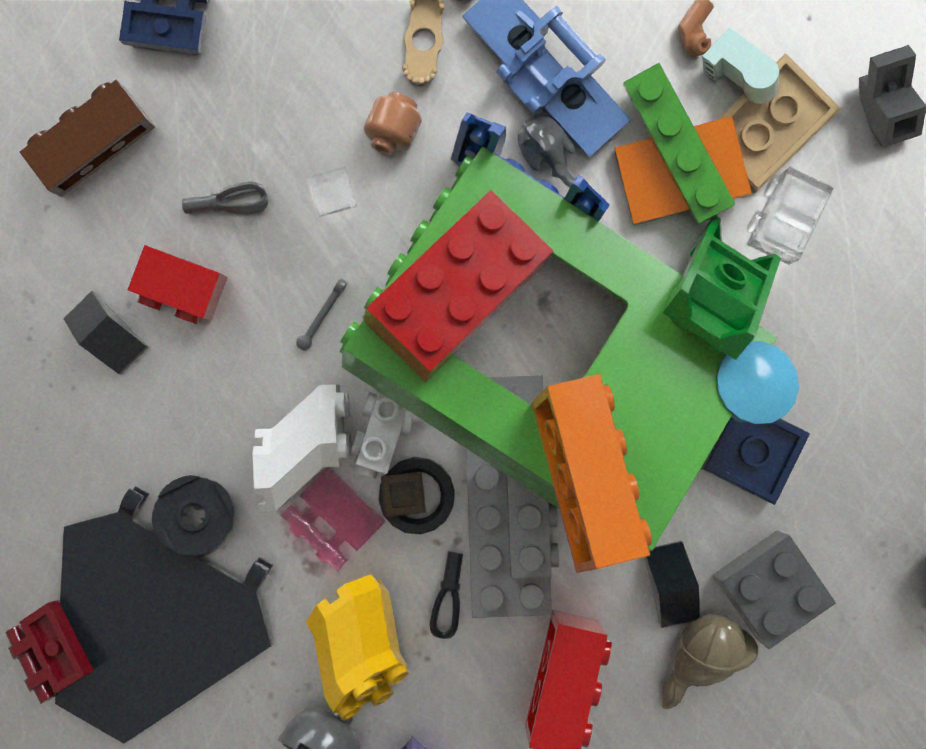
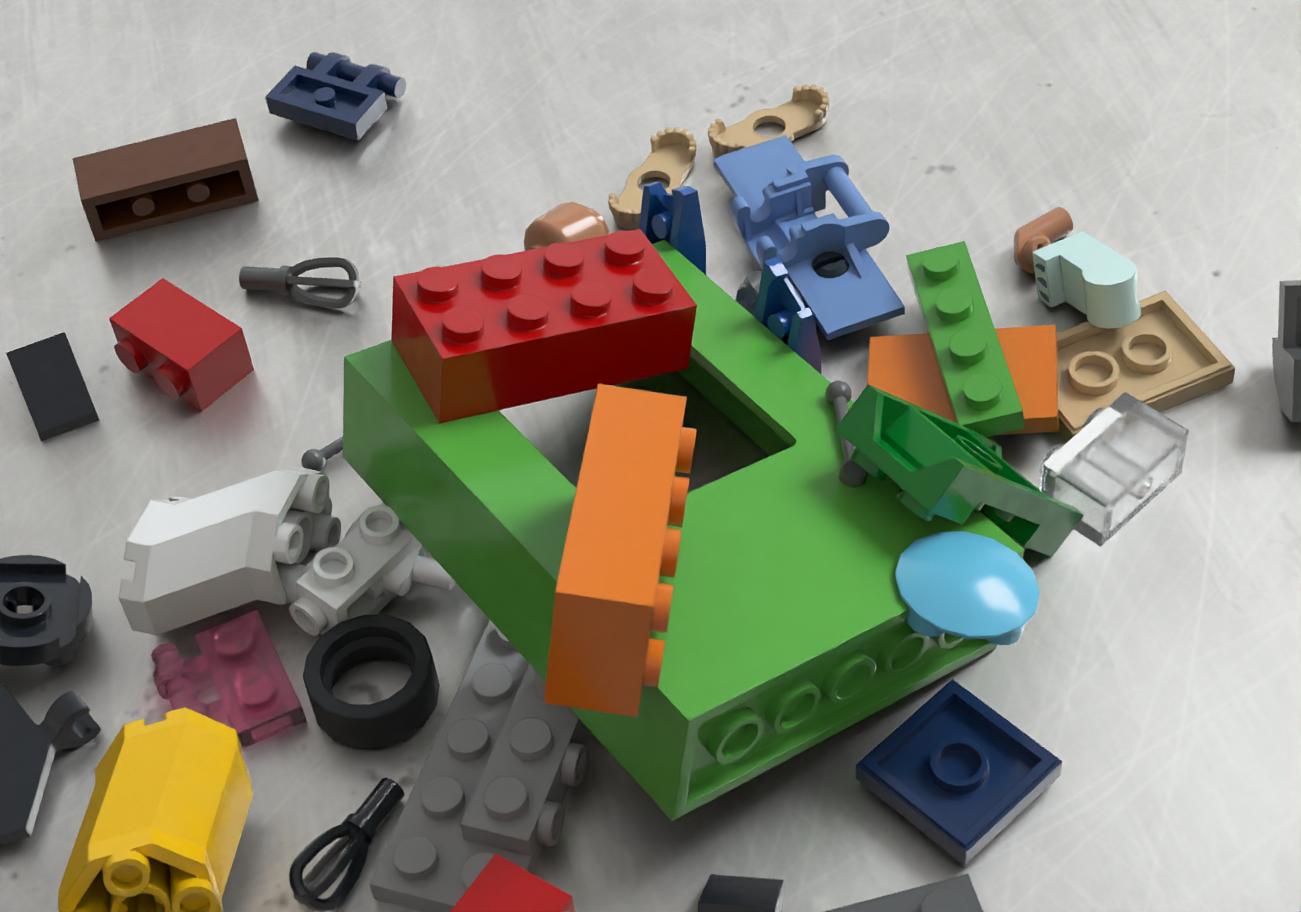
camera: 25 degrees right, 40 degrees down
(403, 494) = (347, 648): dark brown tile -> none
(640, 256) = (838, 395): none -> dark grey hinge

